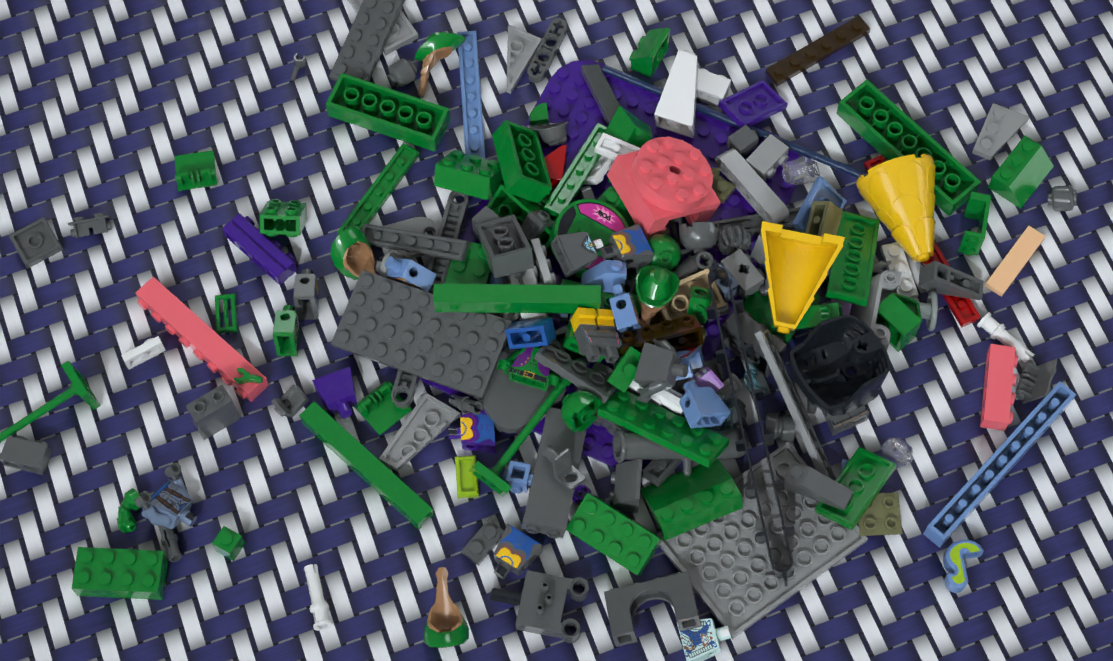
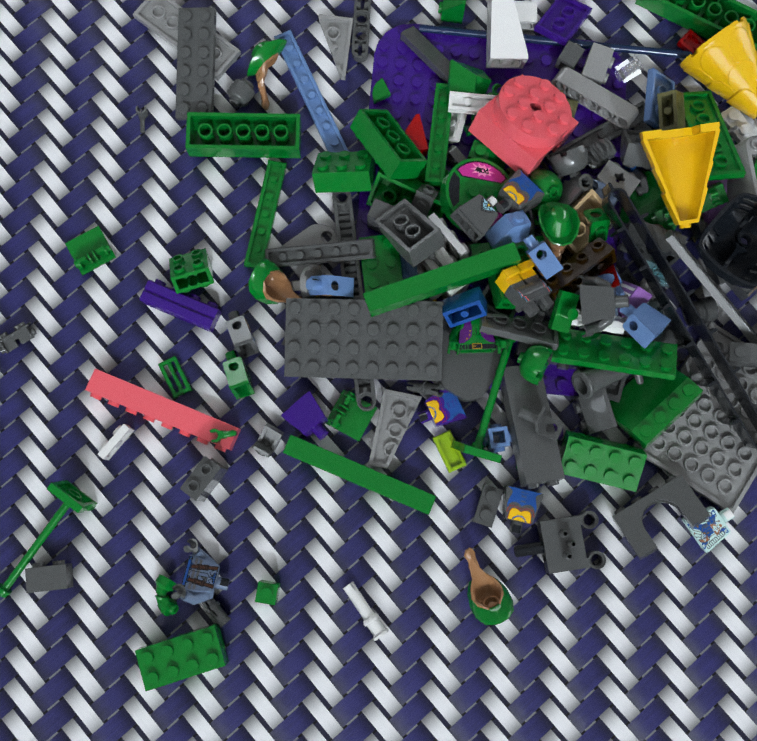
camera: 25 degrees left, 15 degrees up
(551, 133) = (398, 105): dark grey piece -> none

